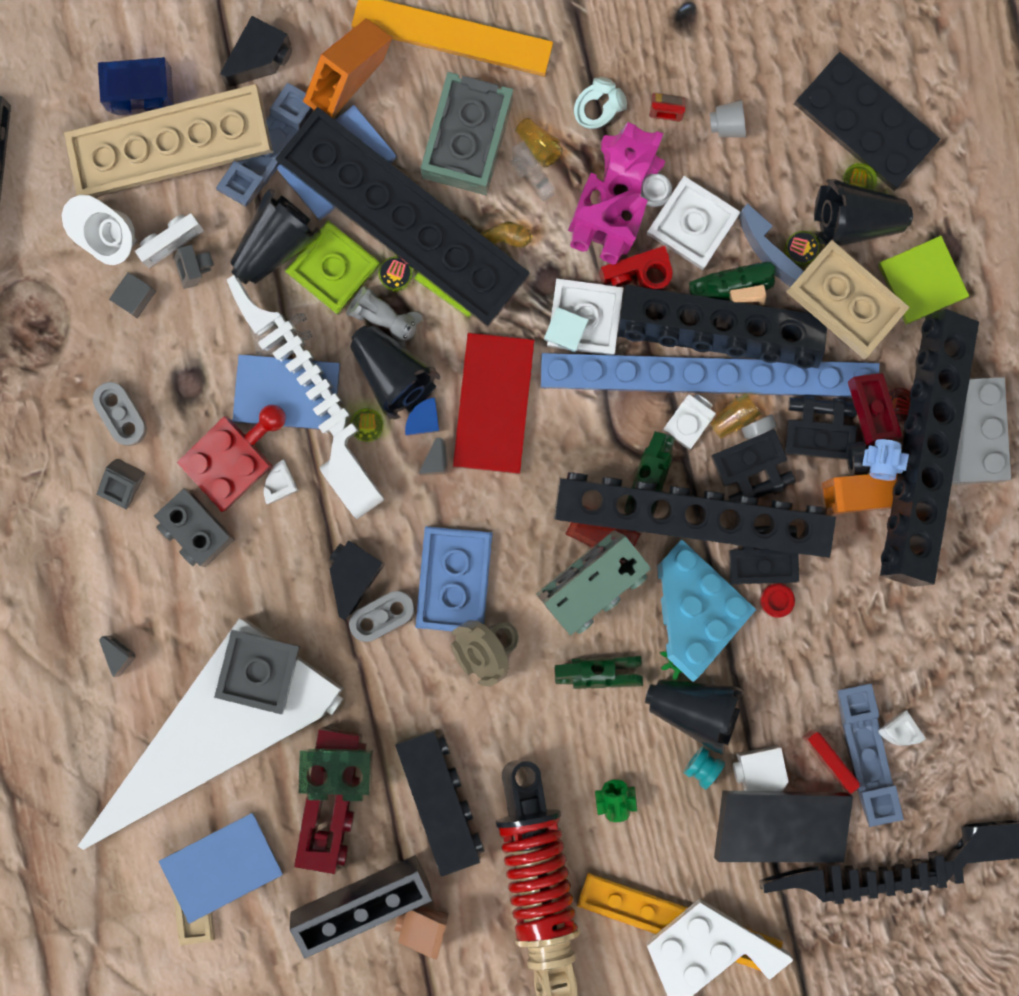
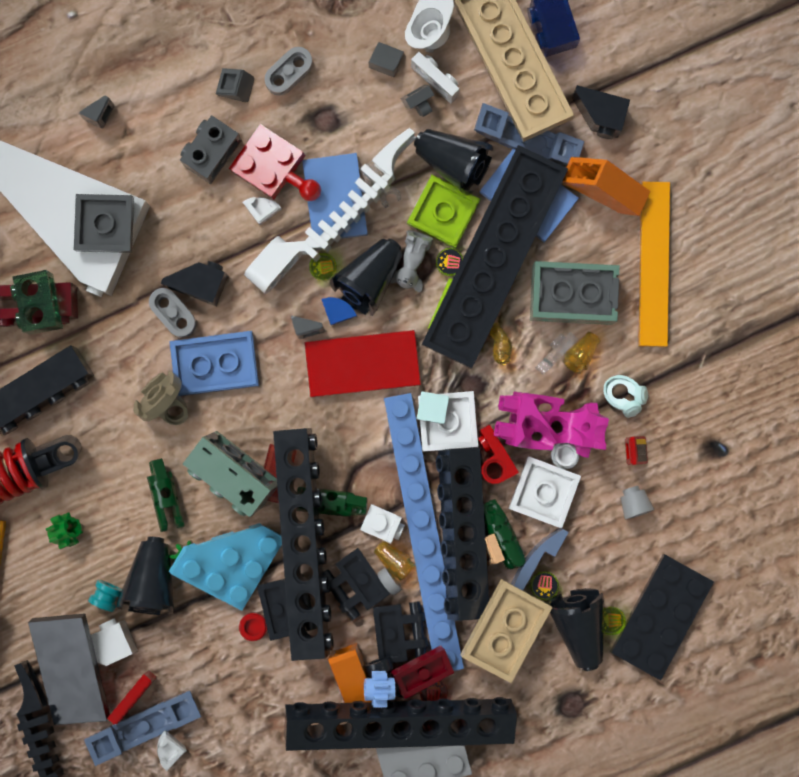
camera: 75 degrees right, 0 degrees up
(924, 279) = (541, 691): lime tile -> none

